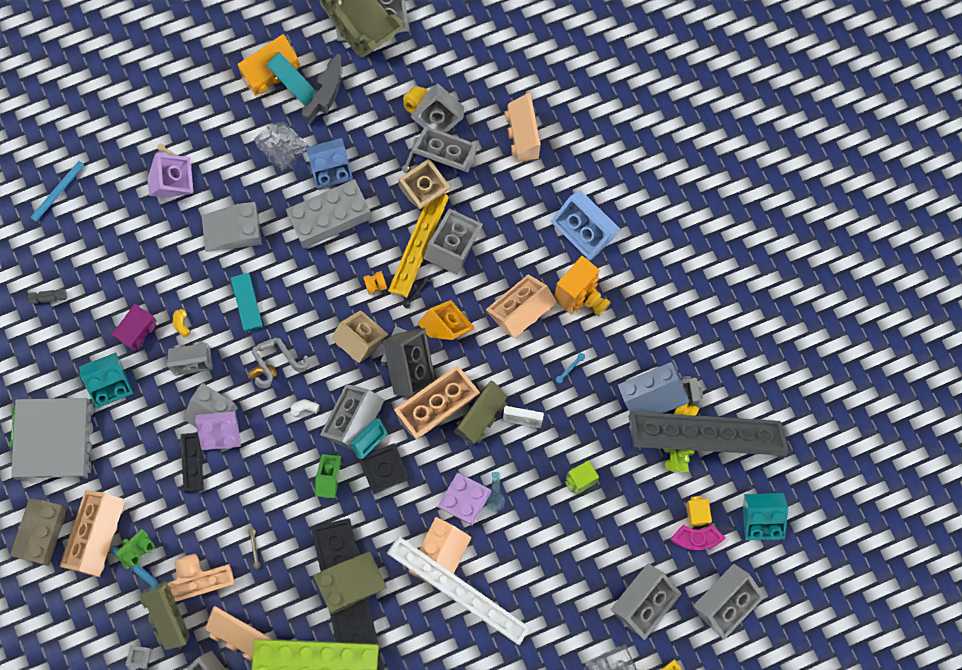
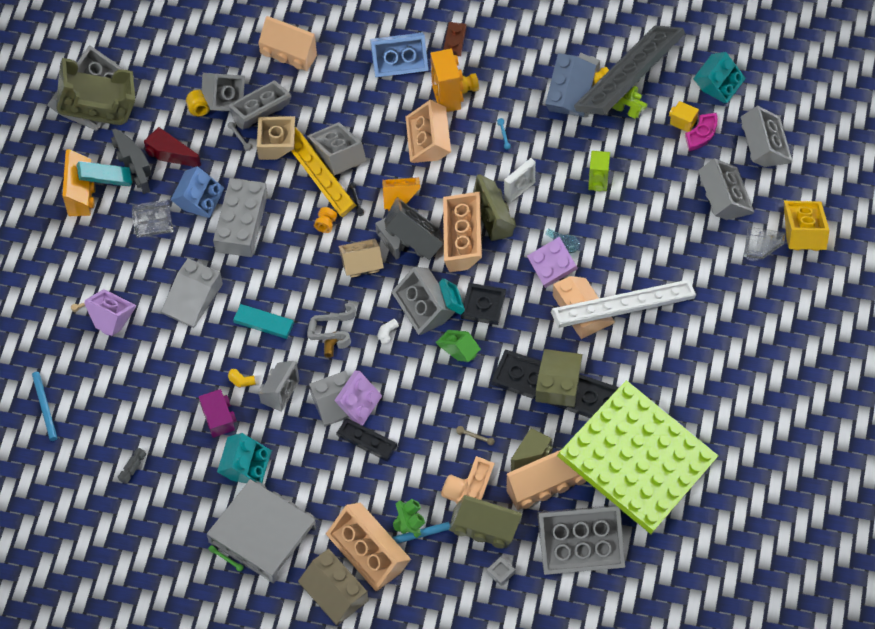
camera: 50 degrees left, 15 degrees down
(259, 611) = (532, 448): none -> olive slope
(355, 105) = (168, 149): none -> dark red slope
(638, 259) = (455, 37): none -> copper plate

